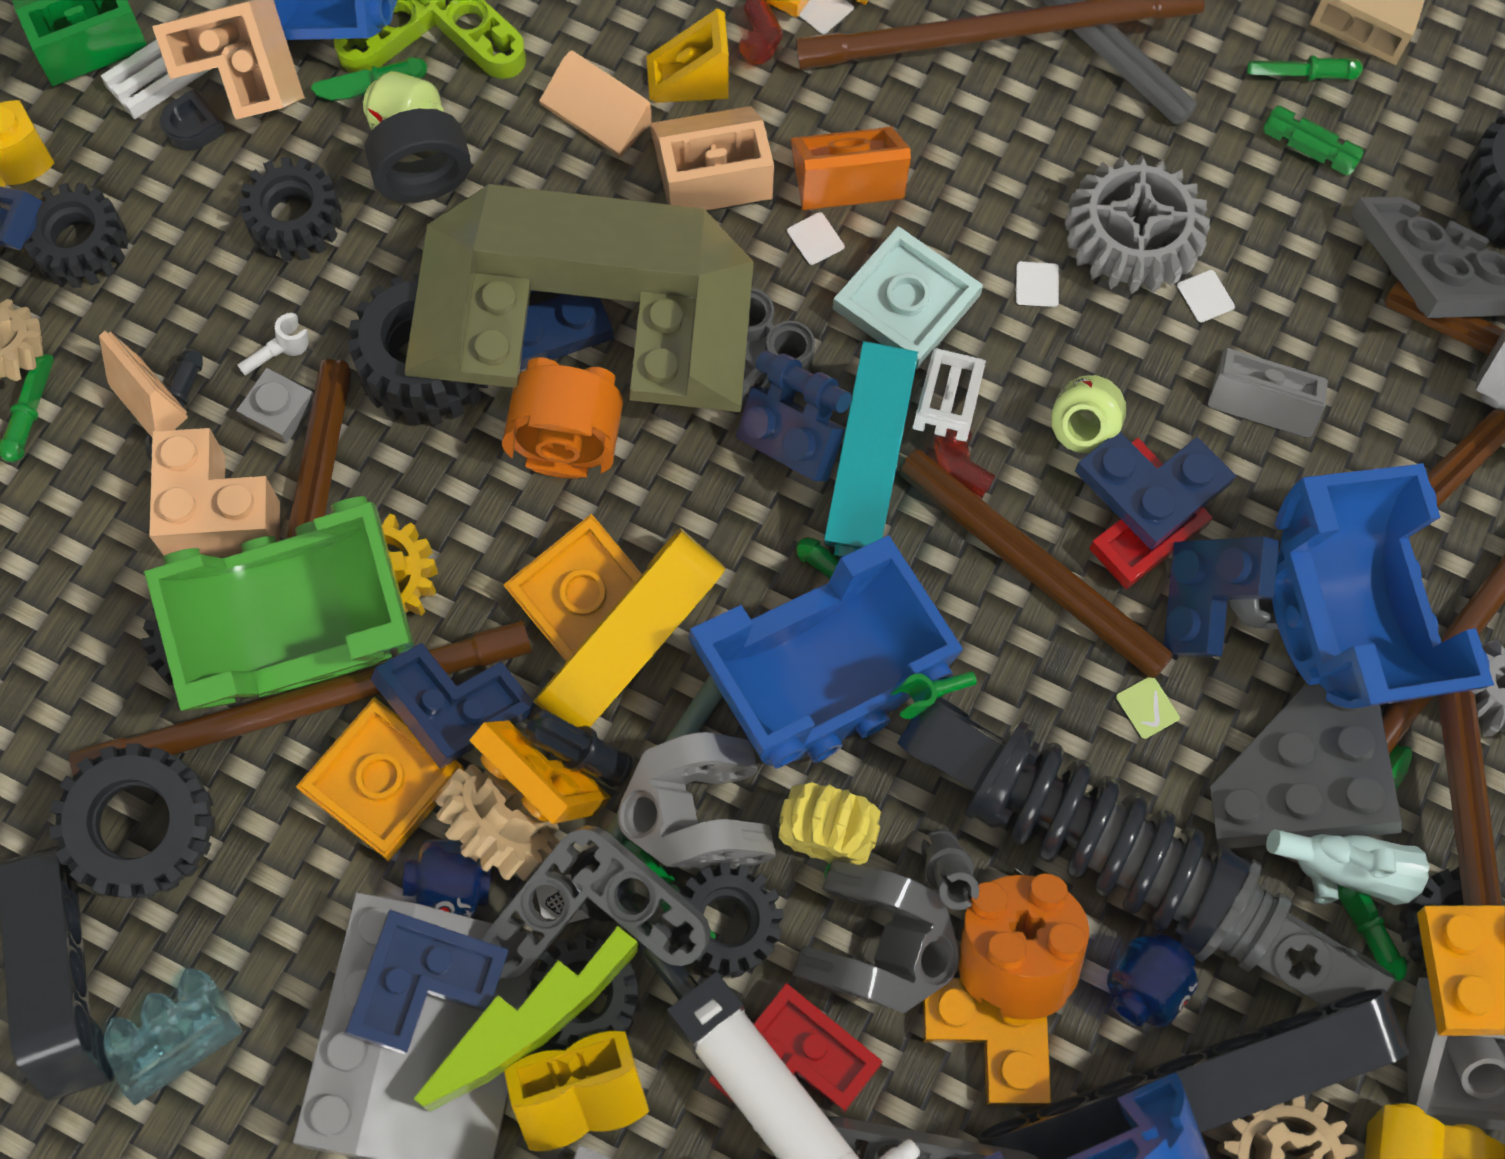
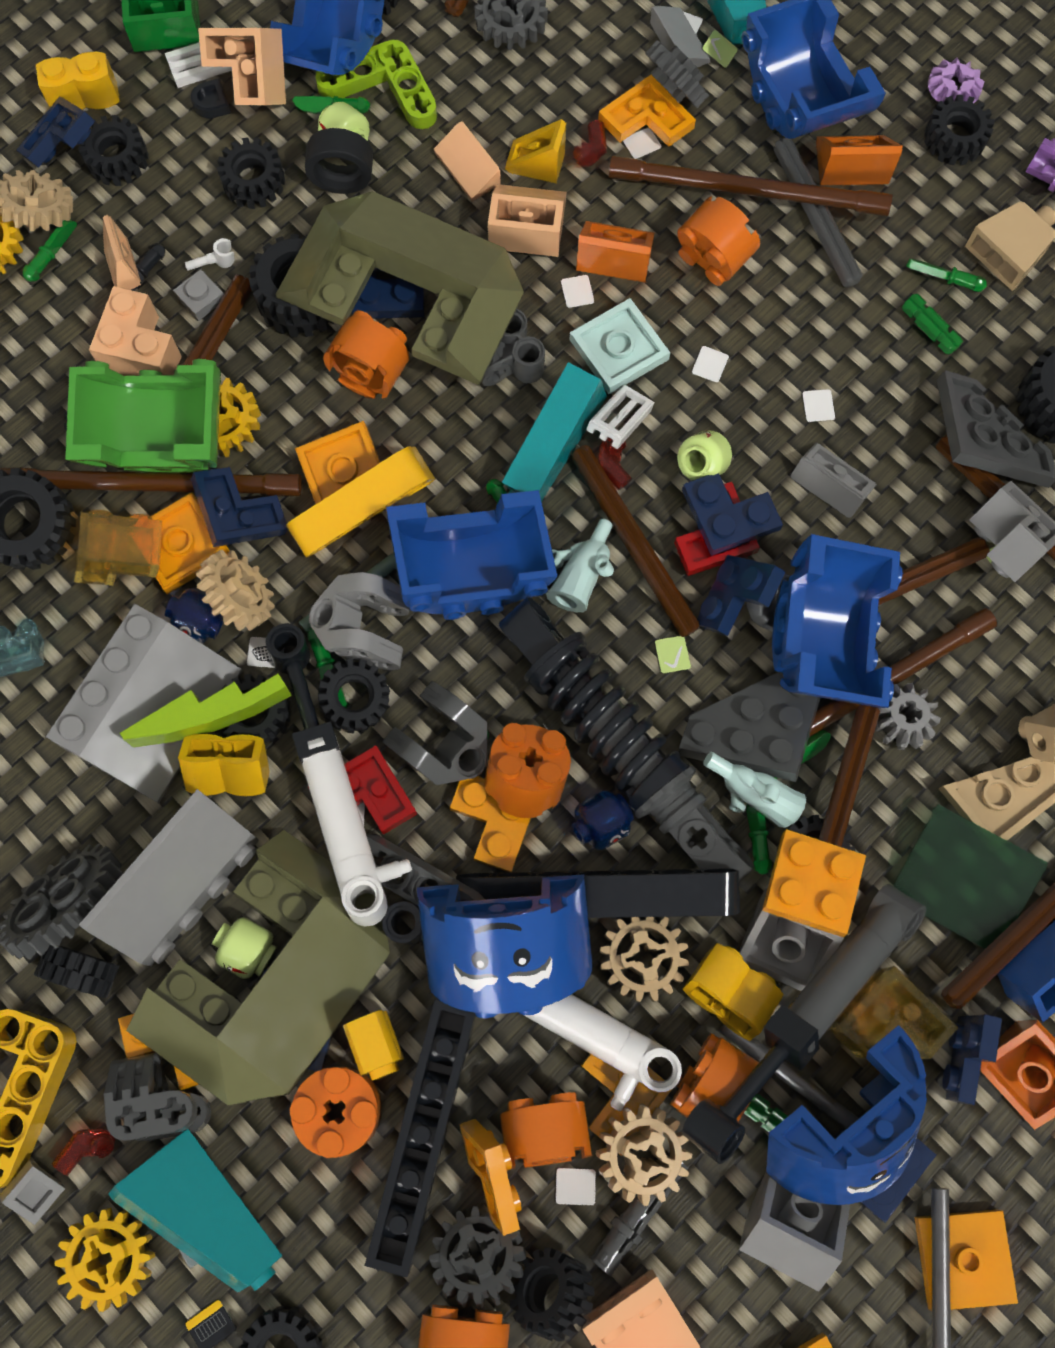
camera: 20 degrees right, 5 degrees up
(296, 814) = (116, 546): none -> clear yellow brick
(416, 961) = (150, 654): dark blue plate -> none
(548, 787) = (270, 578): light orange plate -> none
(579, 748) = (301, 561): black axle -> none
(601, 887) = (279, 647): dark grey beam -> none
(787, 430) = (505, 406): dark blue plate -> none
(829, 823) = (437, 657): light yellow gear -> none
(925, 691) = (525, 594): green hand -> none
(949, 869) = (499, 709): dark grey pin -> none
(981, 624) = (580, 574): none -> light aqua piece
(989, 111) = (717, 239): none -> orange brick
(1111, 238) = (808, 354): light grey gear -> none

